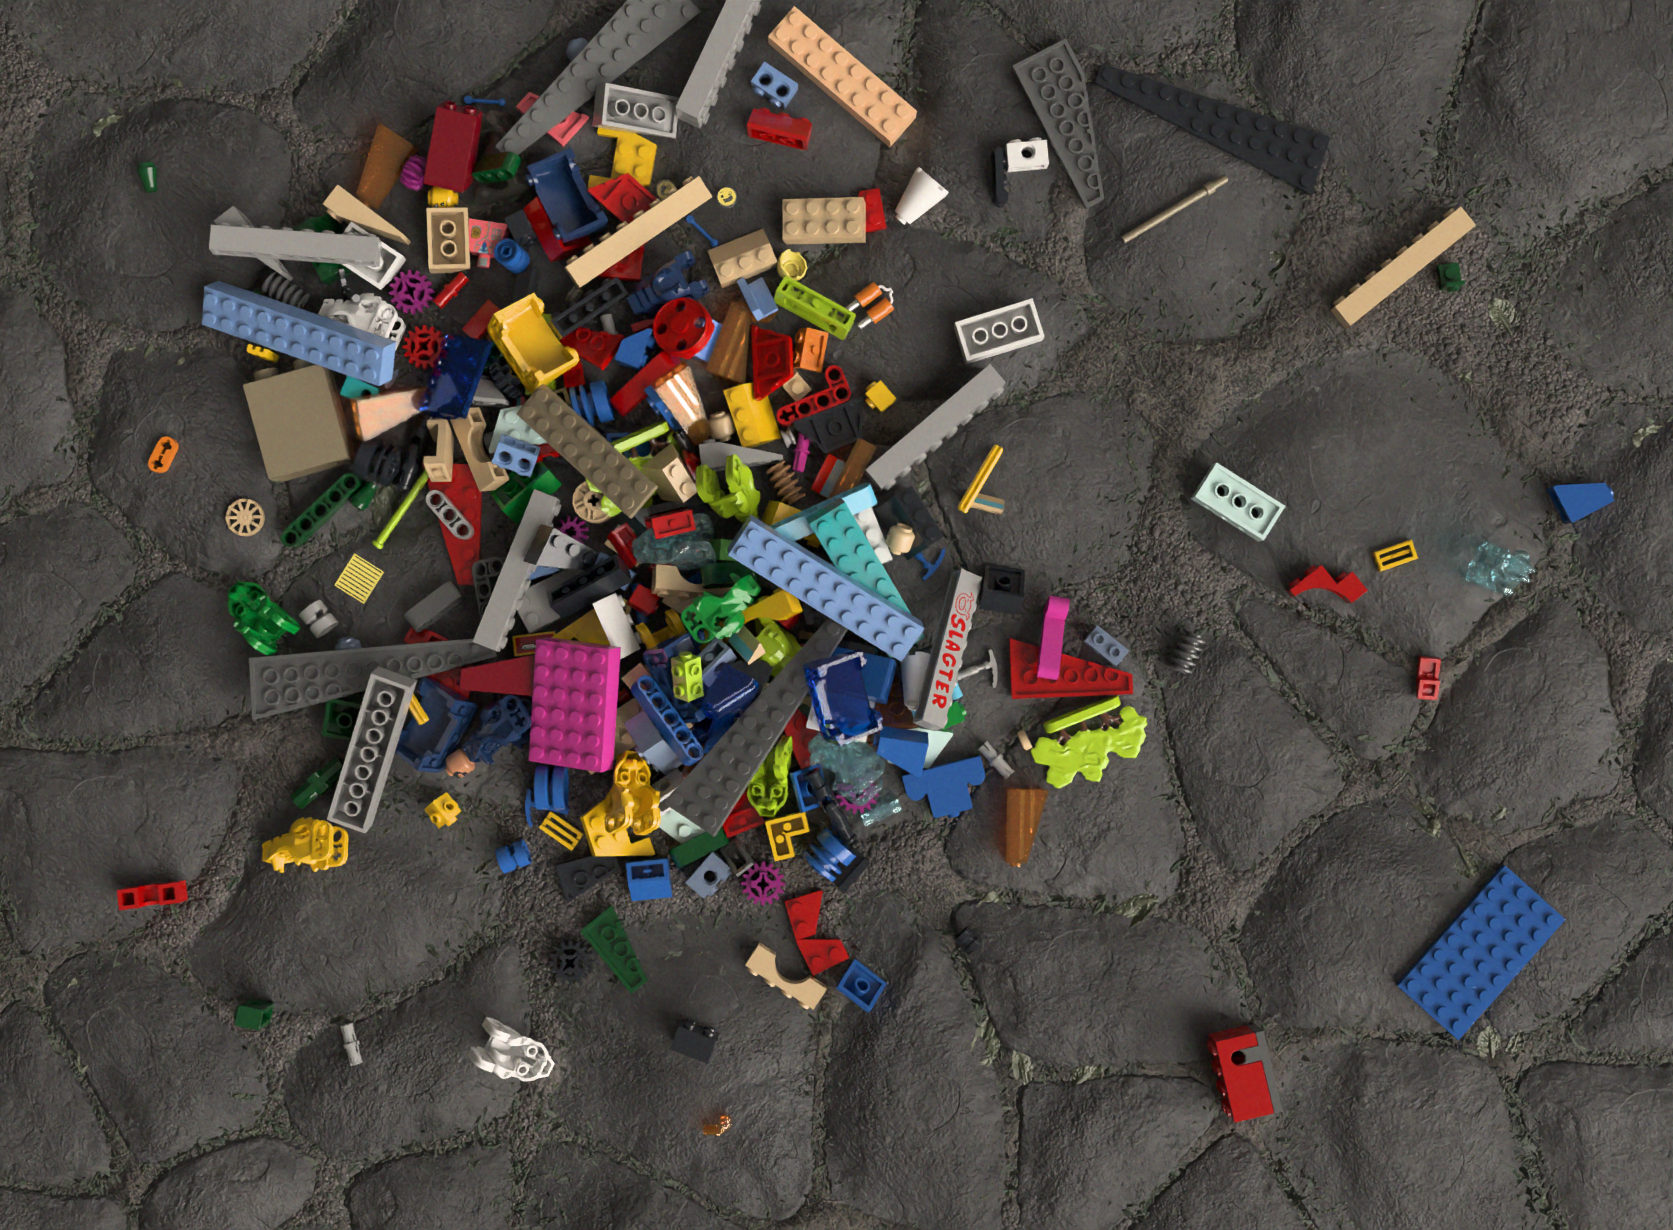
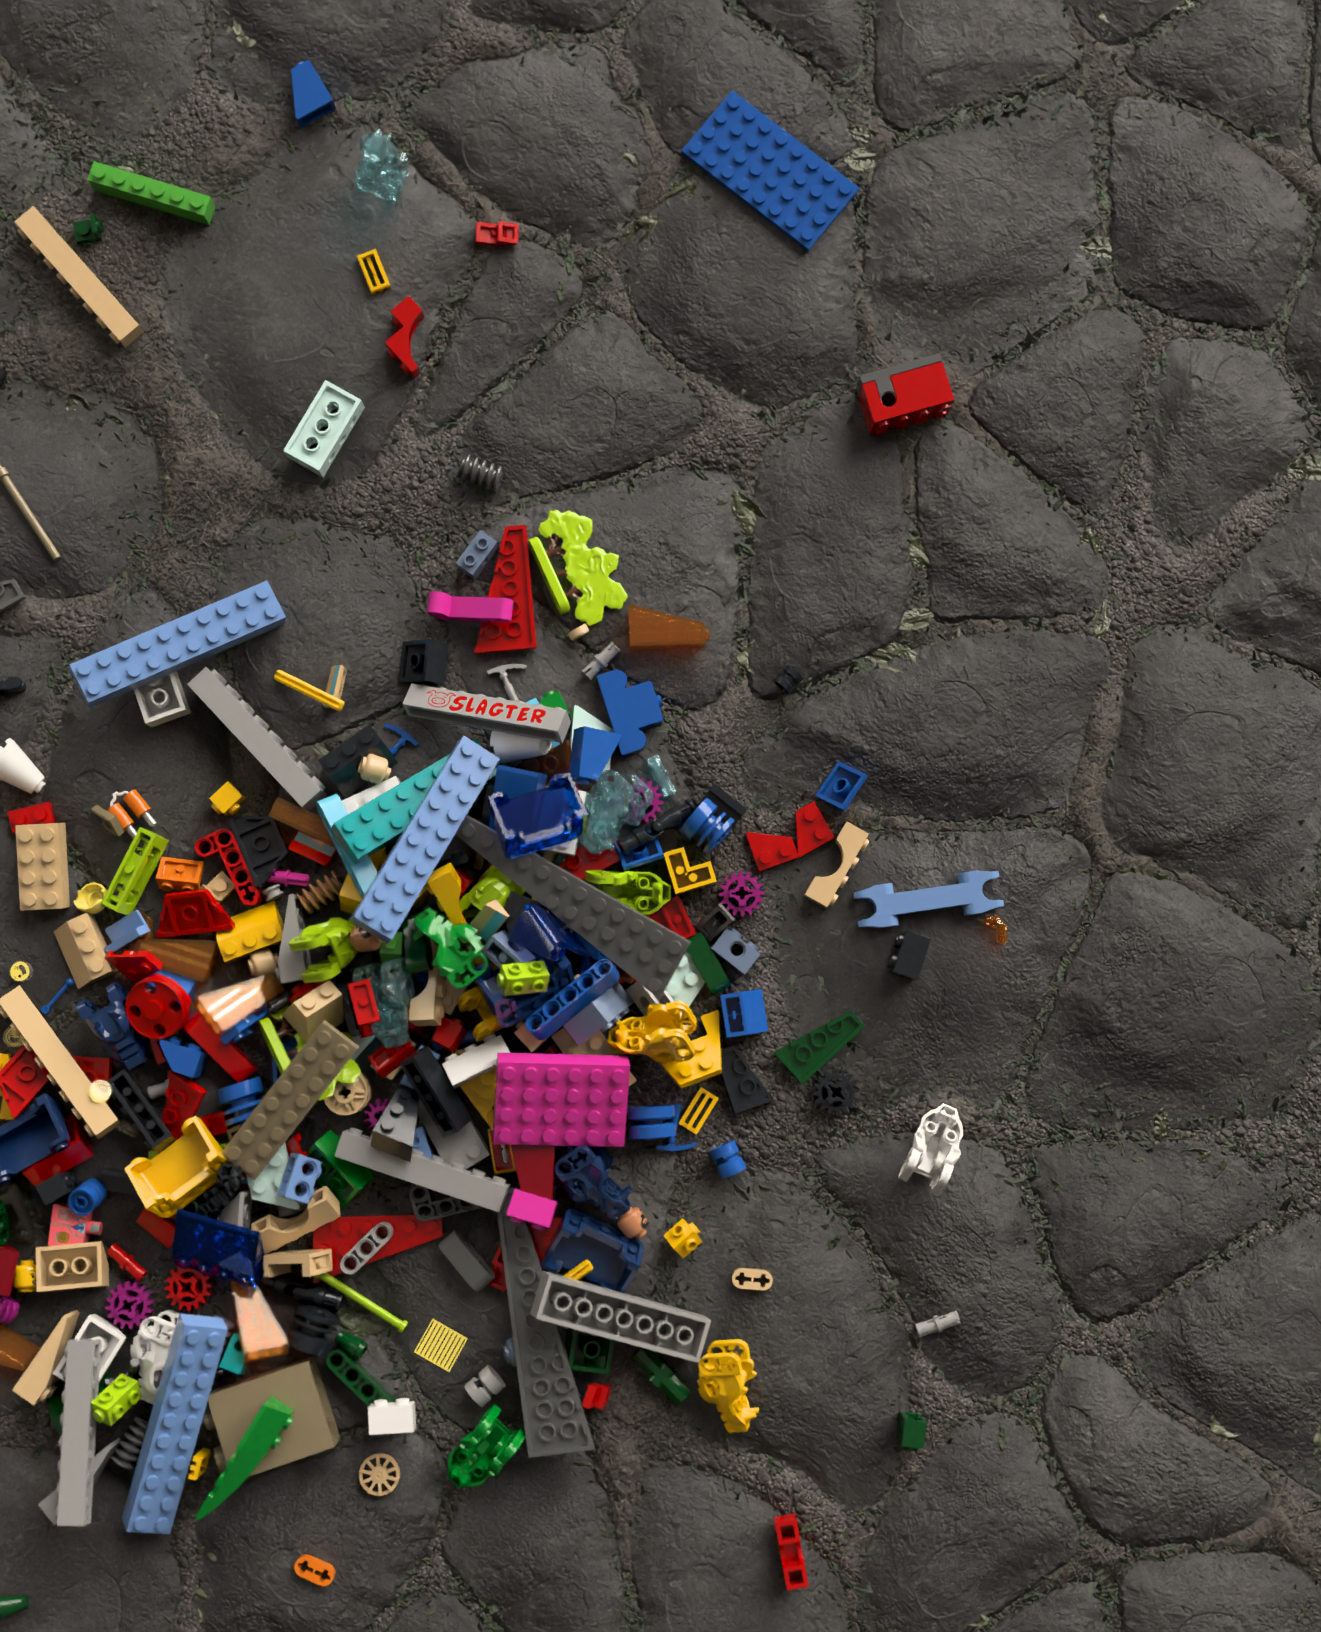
camera: 90 degrees left, 5 degrees down
(268, 404) = (253, 1447): none -> green wedge
(293, 533) = (392, 1417): none -> white brick
(302, 723) = (597, 1395): none -> red slope
(322, 279) = (116, 1399): none -> lime brick
(407, 873) = (753, 1273): none -> tan beam
(473, 673) = (531, 1209): none -> dark pink brick
(515, 393) = (229, 1176): none -> black gear
(607, 271) = (100, 1091): none -> clear tile
(725, 306) = (135, 964): none -> red wing
(732, 524) = (363, 940): none -> nougat head
(752, 1099) = (965, 894): none -> medium blue piece
(864, 284) = (109, 820): none -> dark tan tile
(1029, 356) = (177, 644): none -> medium blue brick
(1484, 340) = (151, 193): none -> bright green brick

